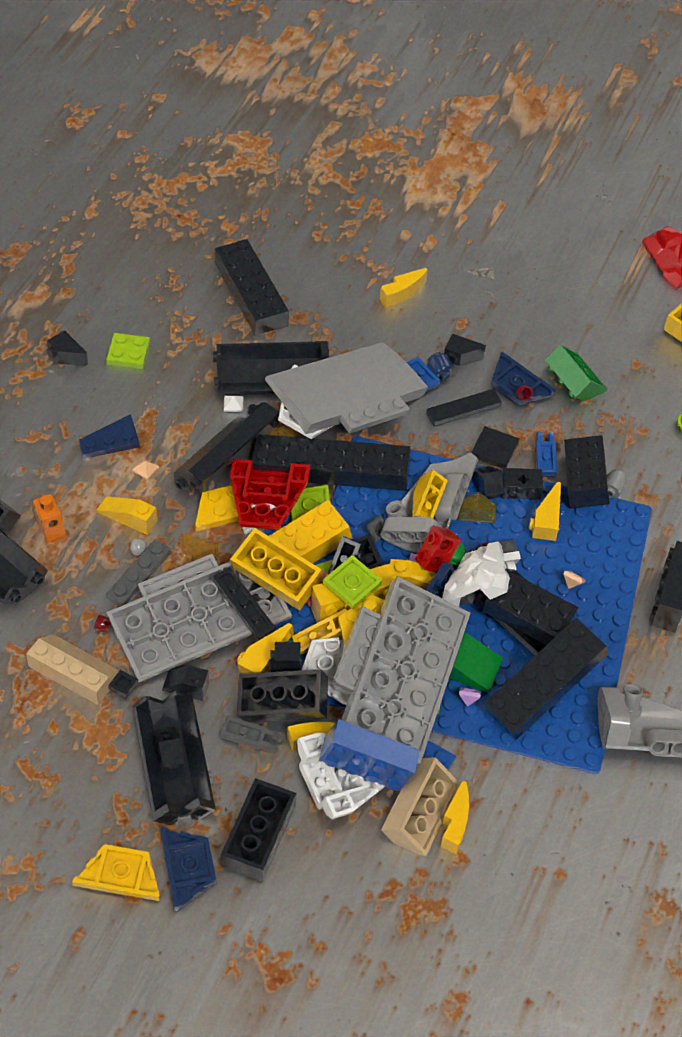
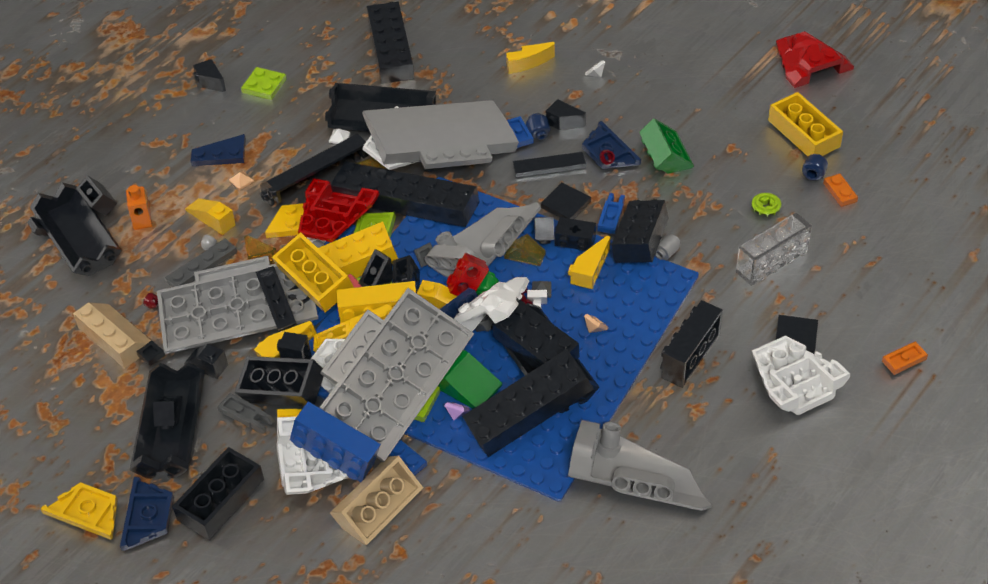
camera: 20 degrees right, 5 degrees down
(352, 582) = (371, 290): lime plate -> none
(428, 494) = (479, 230): yellow slope -> none
(456, 819) = (405, 516): yellow slope -> none
(475, 293) = (596, 70): none -> white slope

